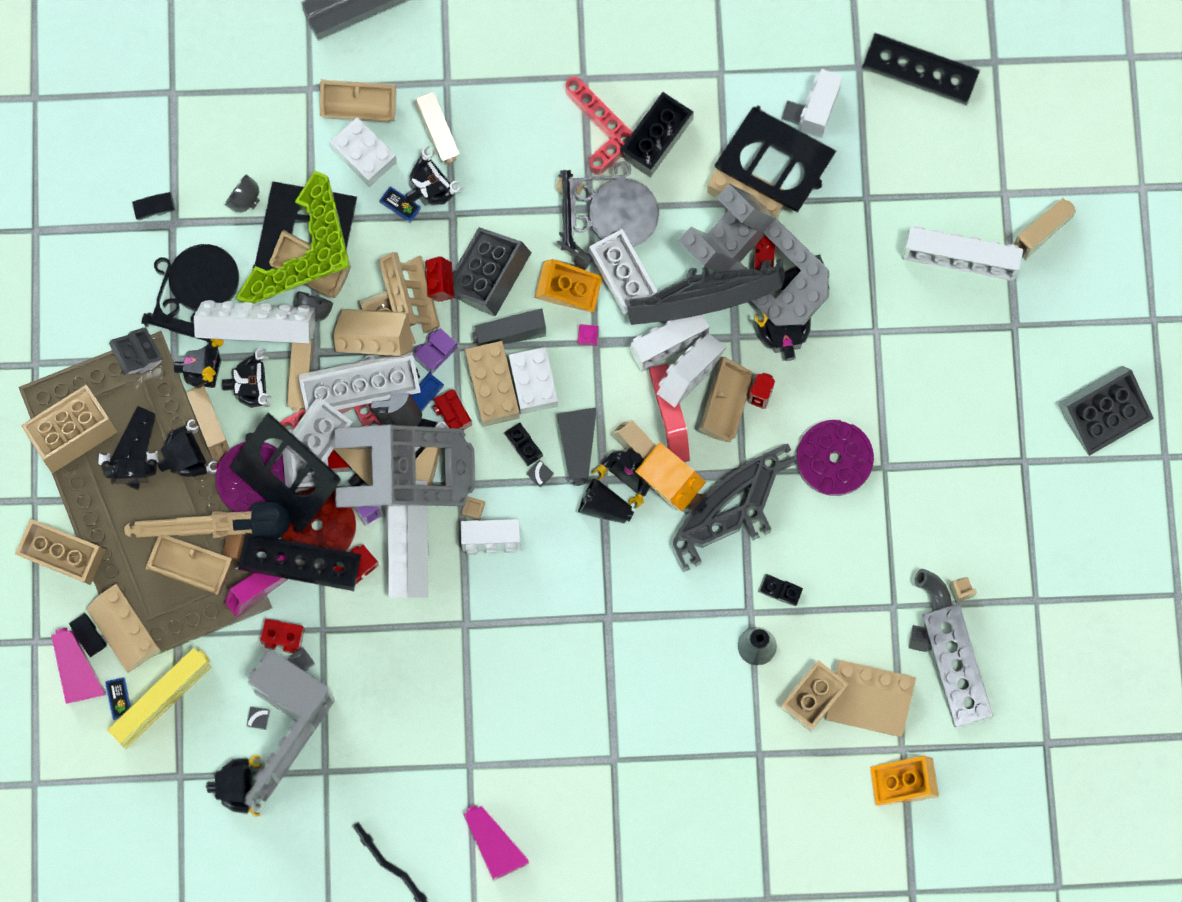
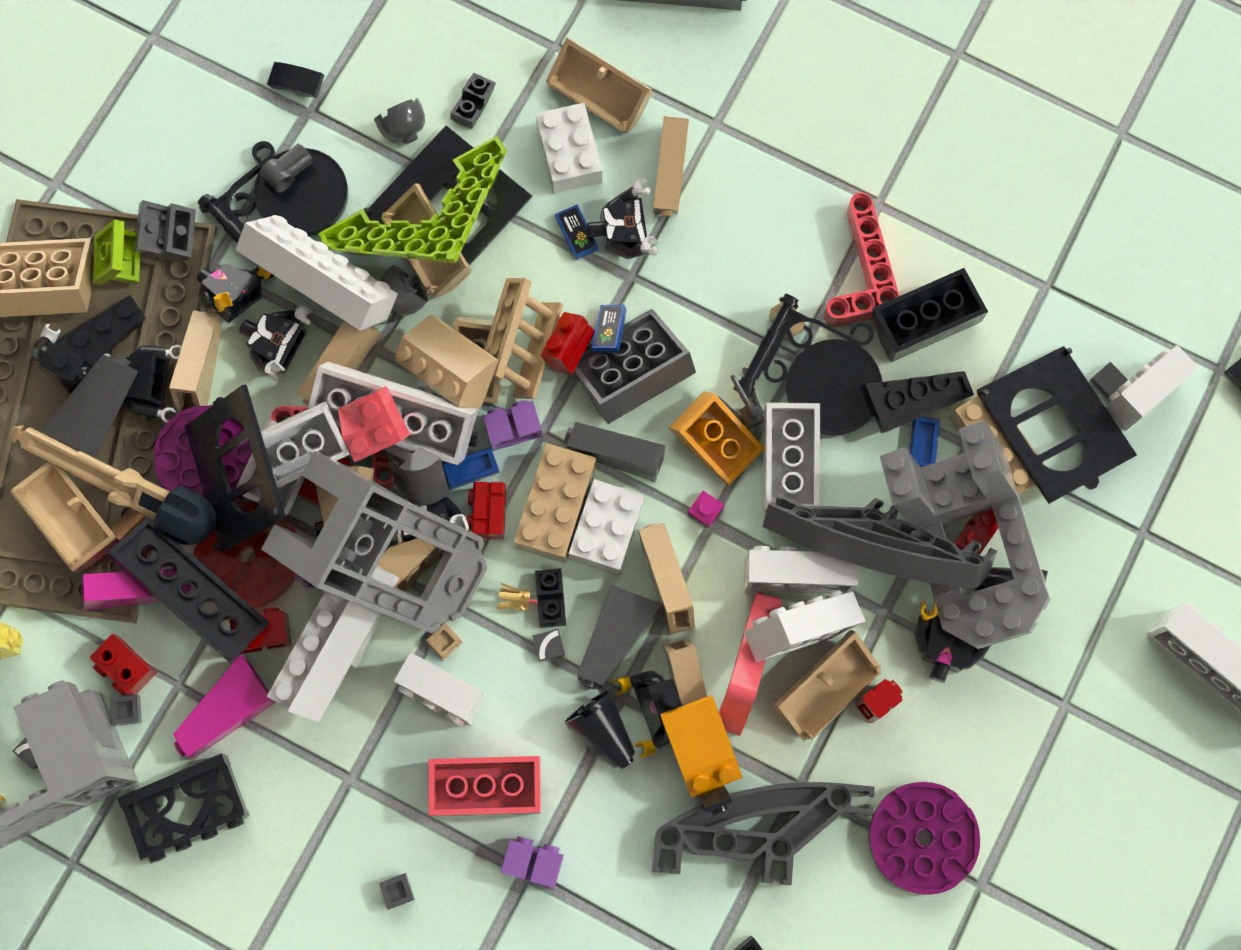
camera: 30 degrees right, 0 degrees up
(111, 385) = (115, 255): none -> lime bracket
(164, 486) = (93, 405): none -> dark grey slope
(186, 270) = (281, 172): none -> dark grey piece
(279, 155) = (473, 100): none -> black slope
(354, 396) = (371, 424): none -> coral slope
(364, 622) = (225, 708): none -> dark pink slope
(375, 669) = (147, 797): none -> black fence
(460, 255) = (609, 329): none -> tile
(506, 453) = (519, 598): none -> pearl gold piece
(536, 670) = (397, 891): none -> dark grey plate
(553, 577) = (485, 786): none -> coral brick
(590, 390) = (667, 578): none -> tan slope
(608, 607) = (532, 863): none -> medium lavender piece
(677, 193) = (912, 398): none -> black wing
(699, 215) = (924, 440): none -> blue tile

